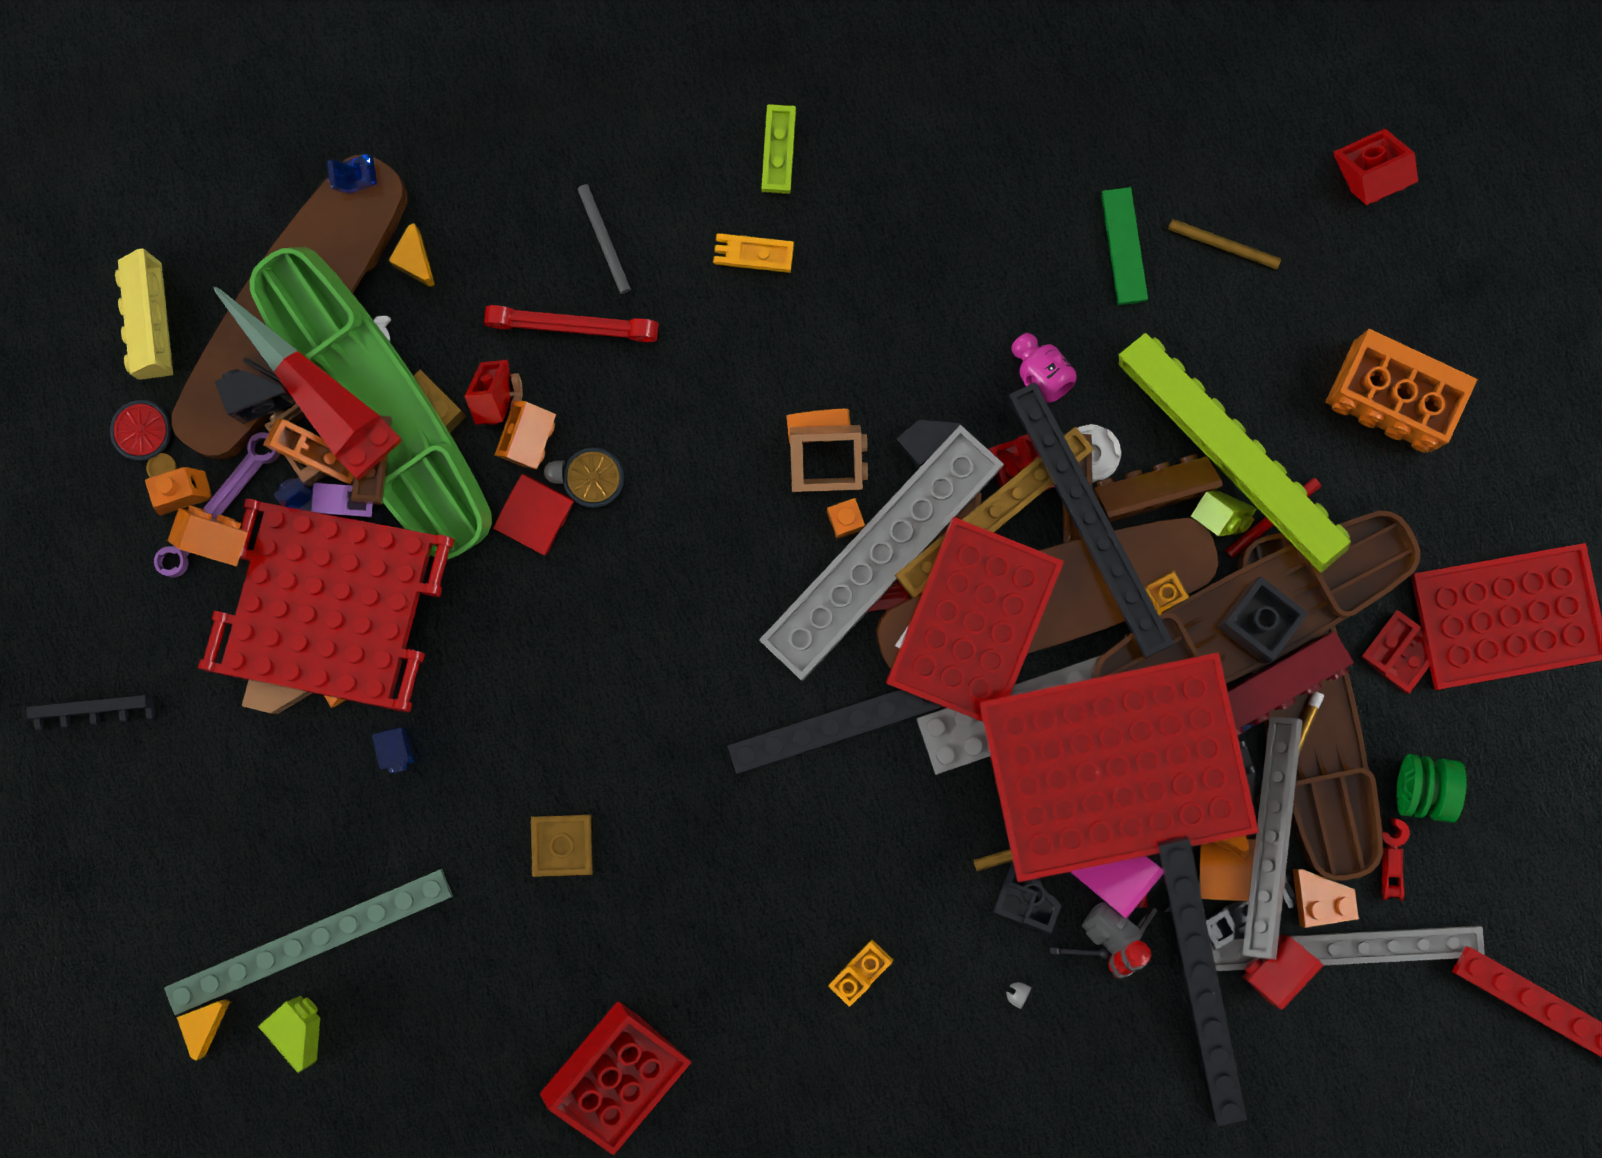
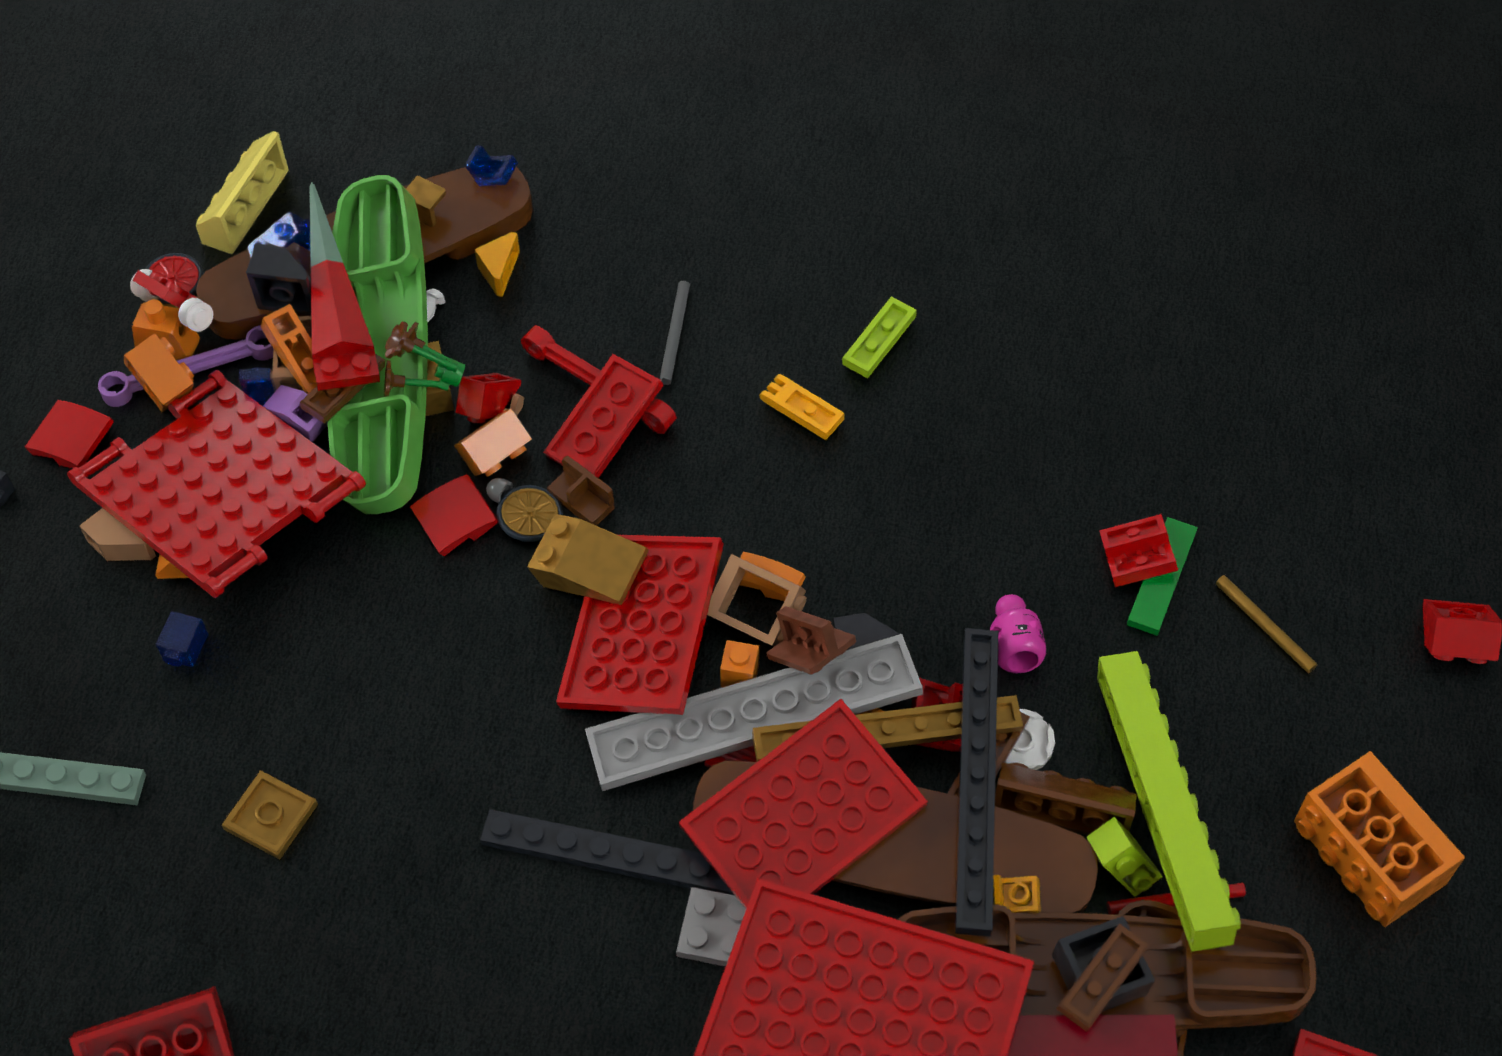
camera: 30 degrees right, 25 degrees down
(164, 625) = (69, 434): none -> red slope
(168, 460) = (192, 311): none -> plate
(218, 350) = (284, 232): none -> clear blue bracket
(318, 238) = (427, 198): none -> pearl gold panel
(407, 411) = (447, 370): none -> plant
(601, 360) = (604, 416): none -> red tile
(625, 437) = (582, 492): none -> reddish brown panel
(673, 499) = (586, 560): none -> pearl gold slope
(748, 527) = (647, 648): none -> red plate
(894, 475) = (808, 641): none -> copper bracket
(1096, 236) = (1138, 550): none -> red slope
(1273, 634) = (1103, 977): none -> reddish brown tile

